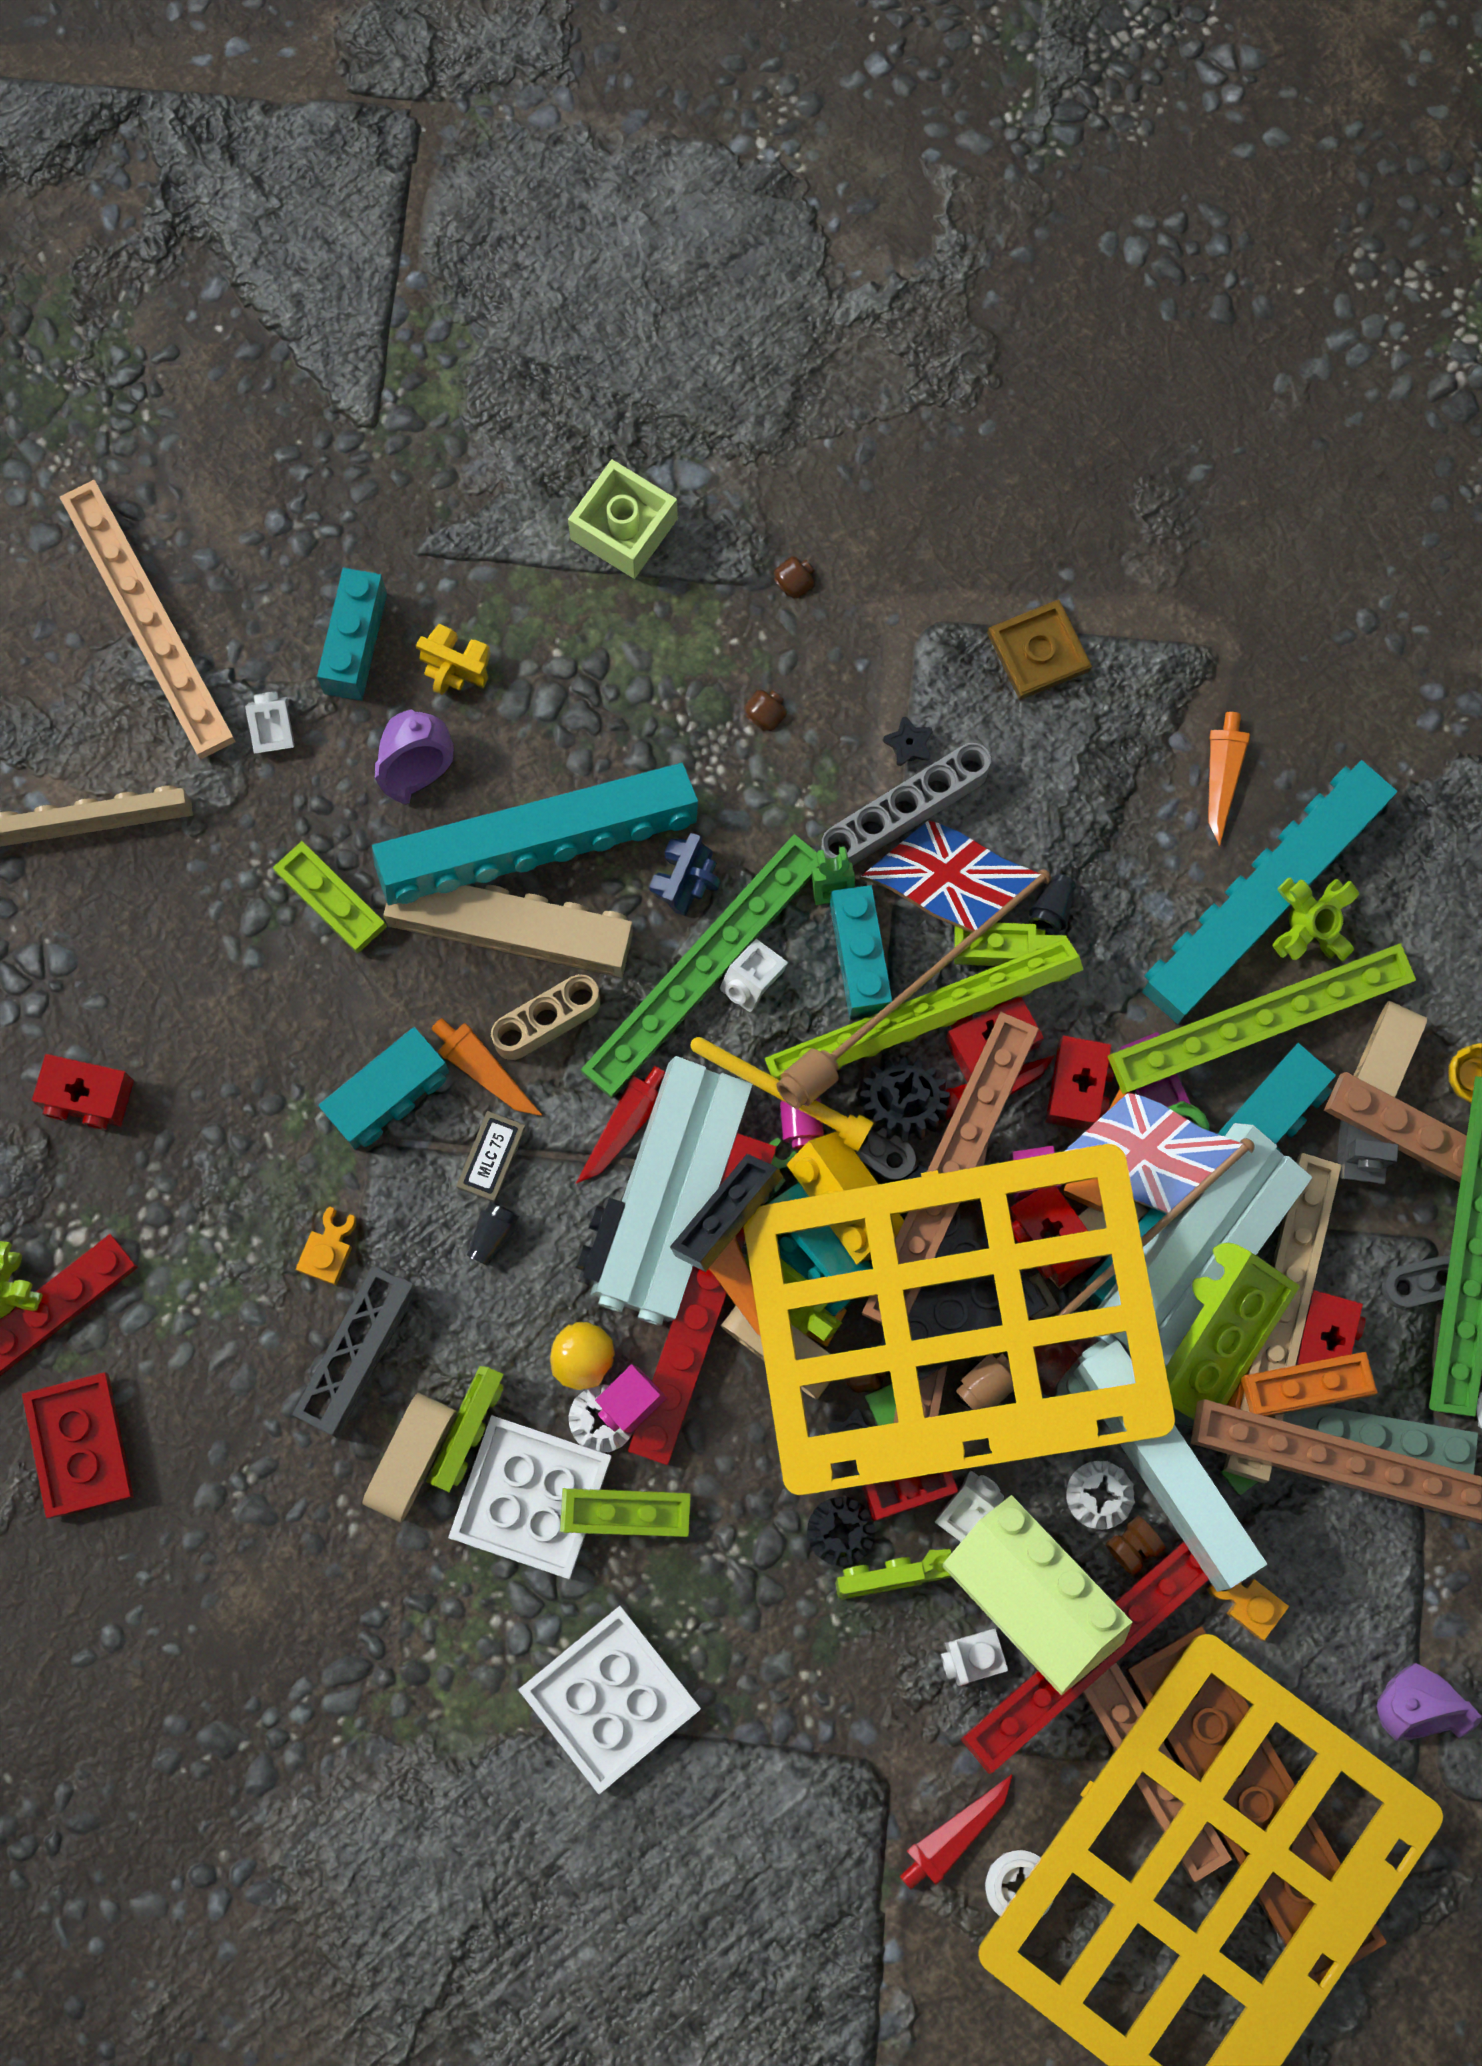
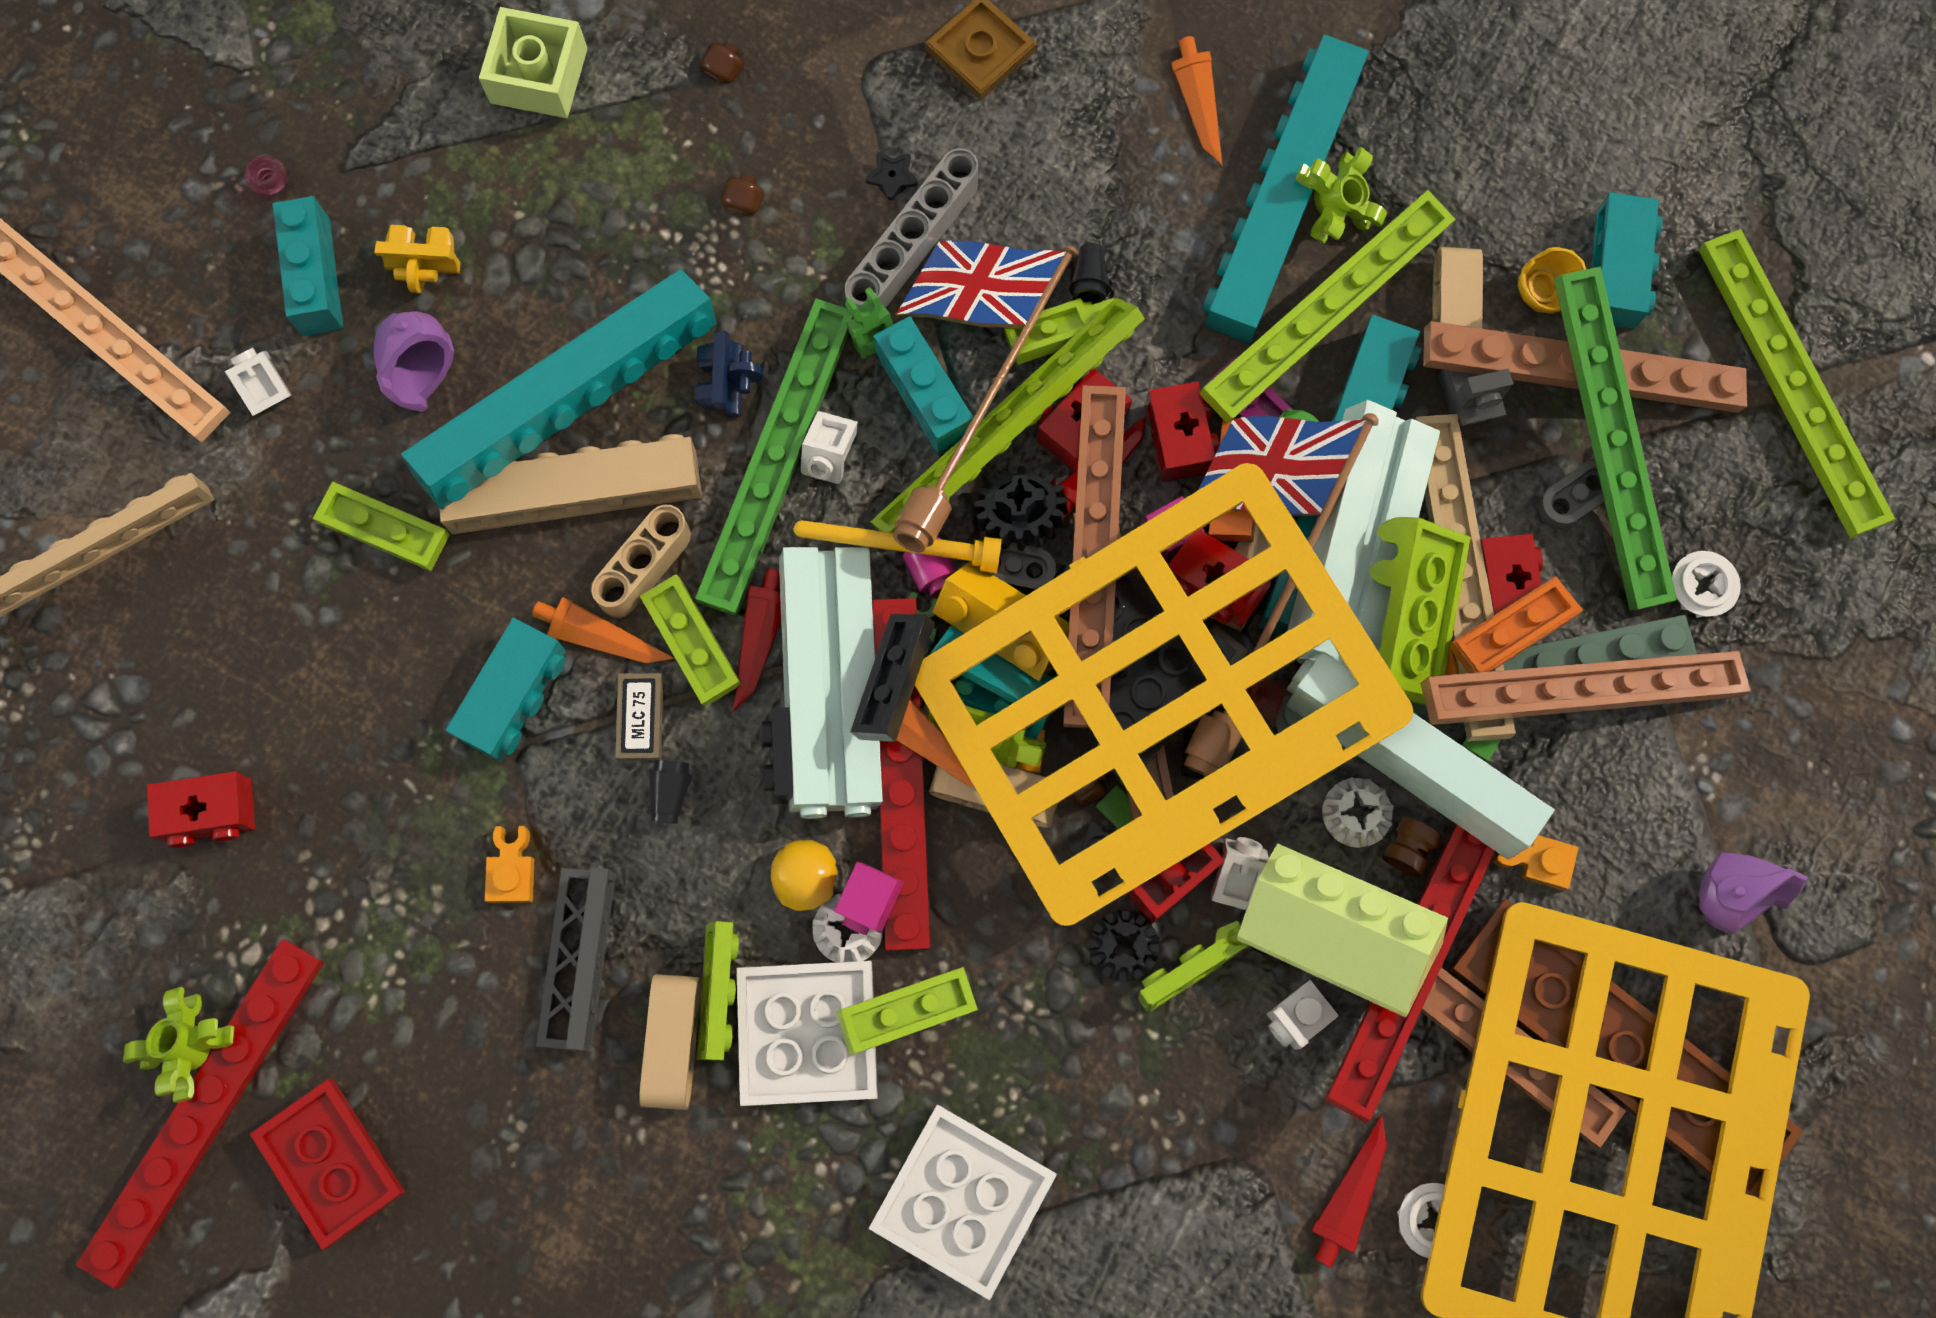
camera: 20 degrees left, 0 degrees up
(341, 525) = (261, 167): none -> clear pink plate
(562, 1105) = (690, 640): none -> lime plate

